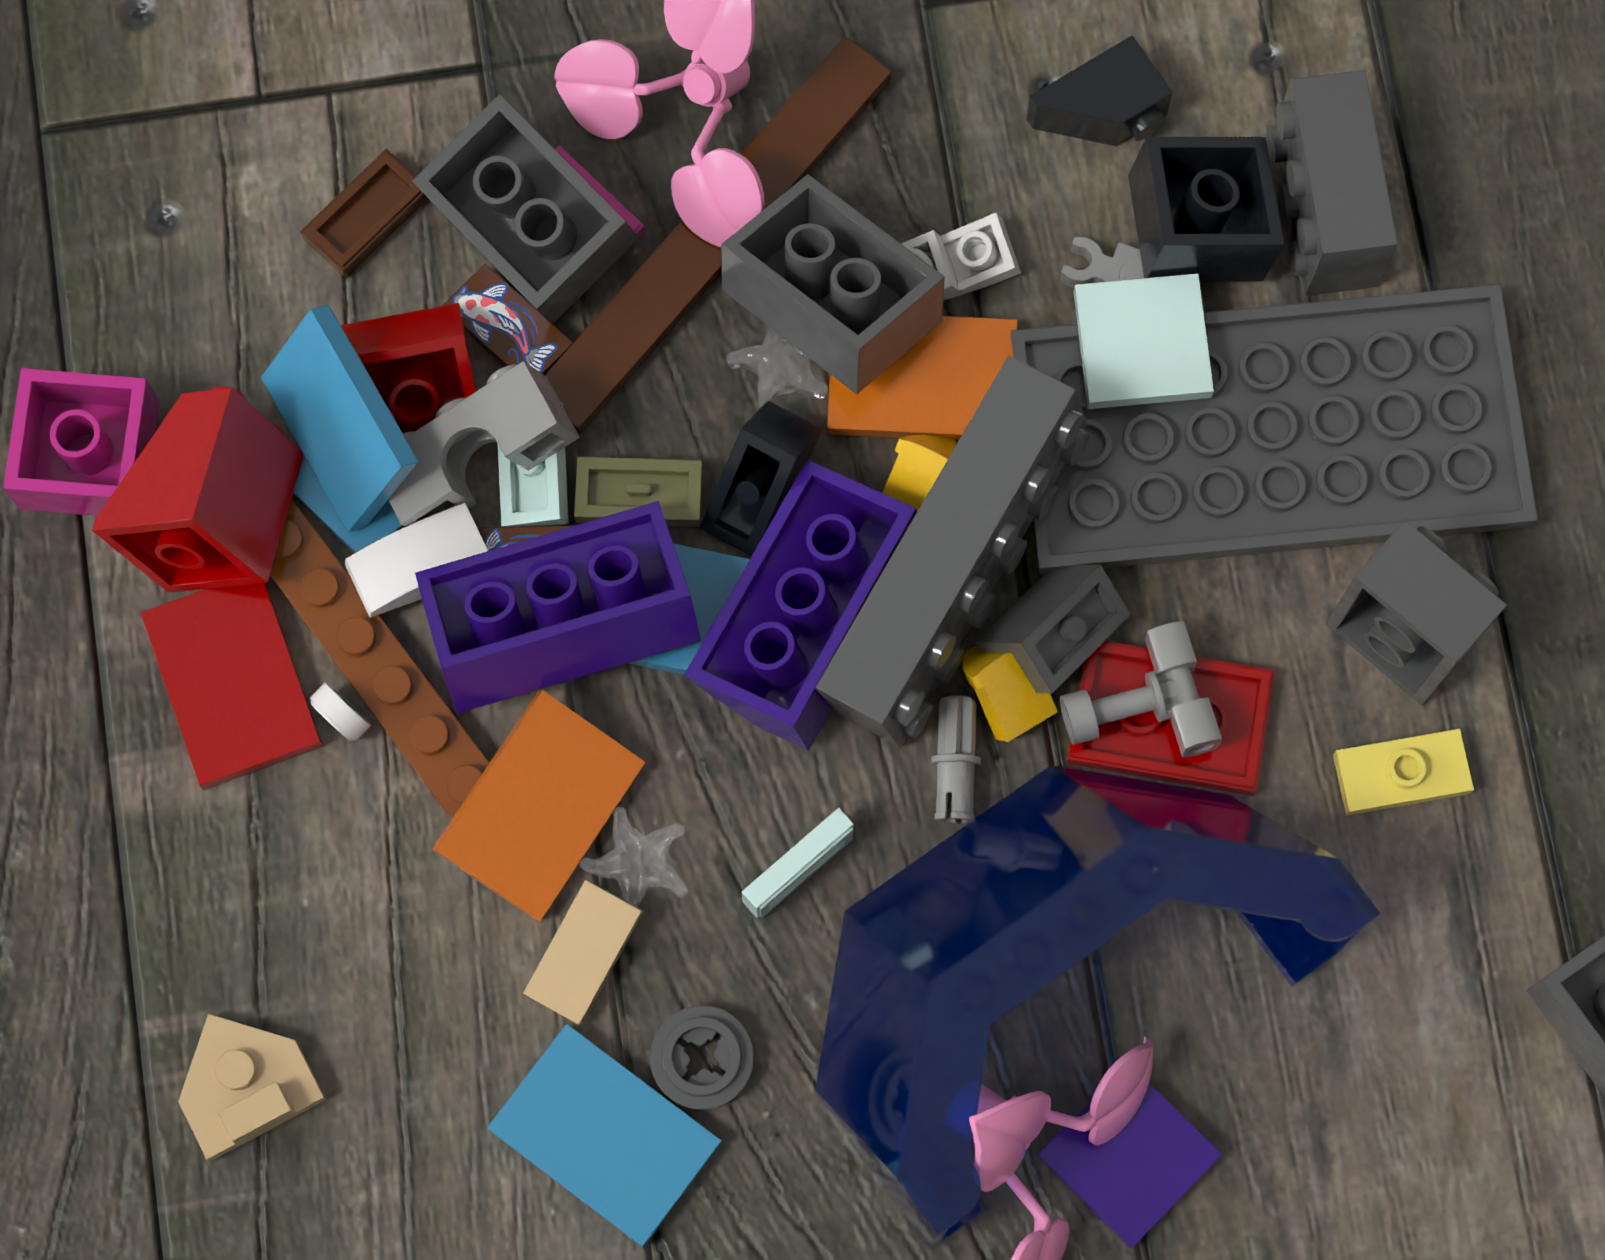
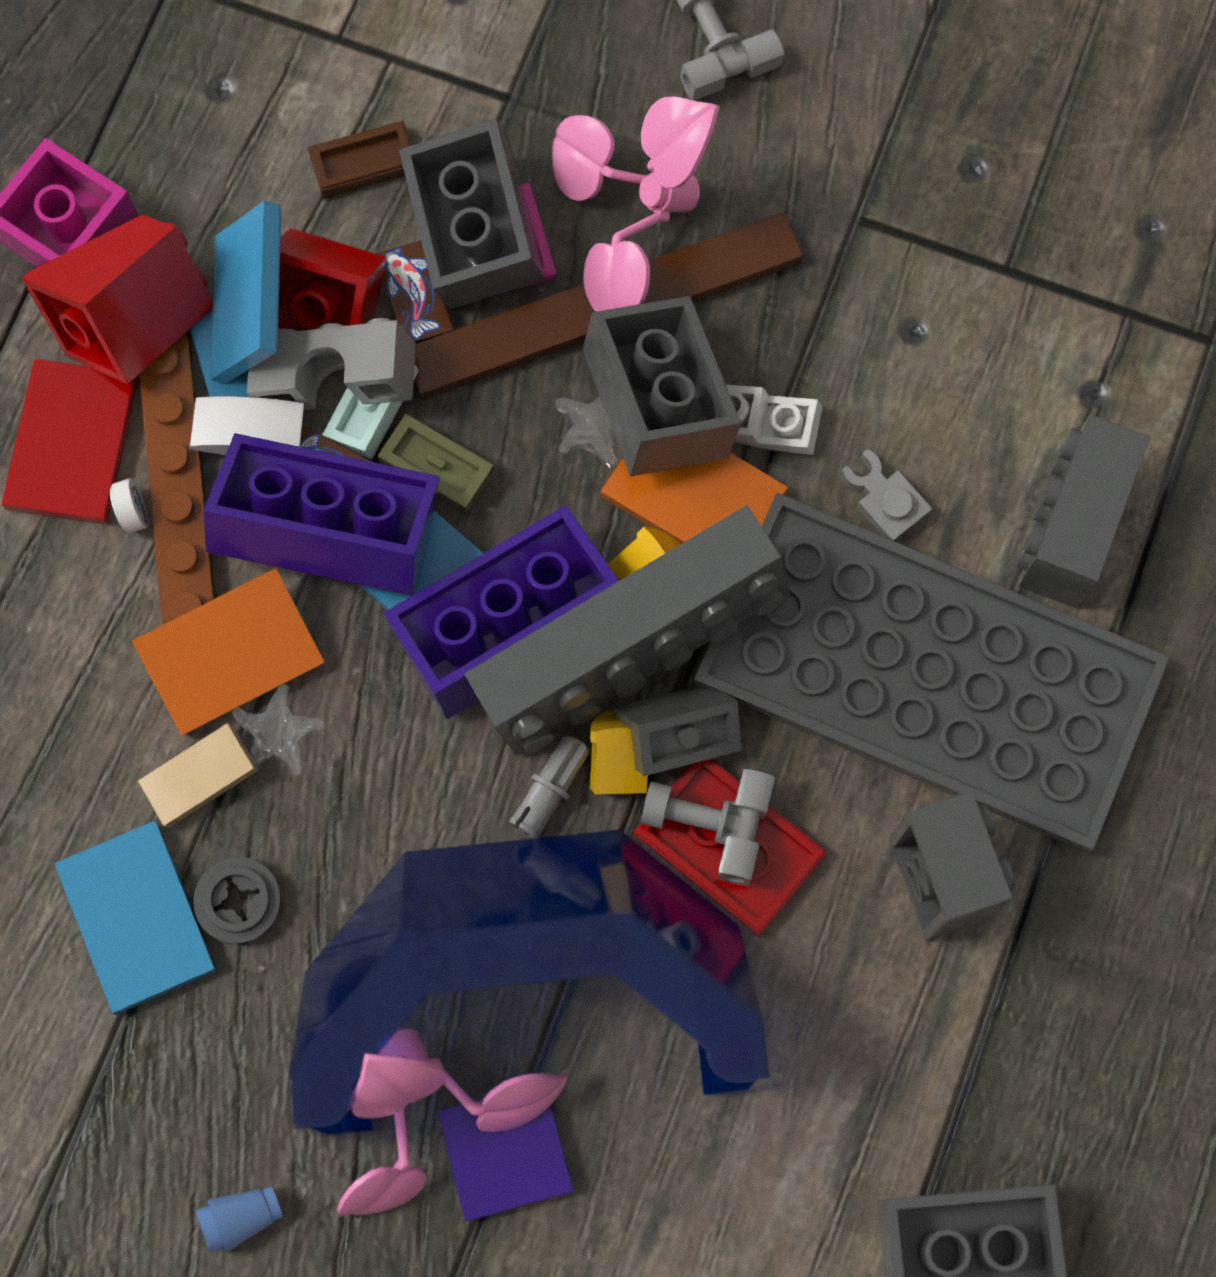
camera: 30 degrees right, 0 degrees up
(759, 475) = (528, 494): black slope -> none
(798, 864) = (388, 798): light aqua tile -> none
(1105, 98) = (949, 358): black slope -> none
(1143, 341) = (869, 552): light aqua tile -> none
(1206, 208) = (973, 479): black brick -> none
(1403, 772) = (880, 982): light yellow plate -> none

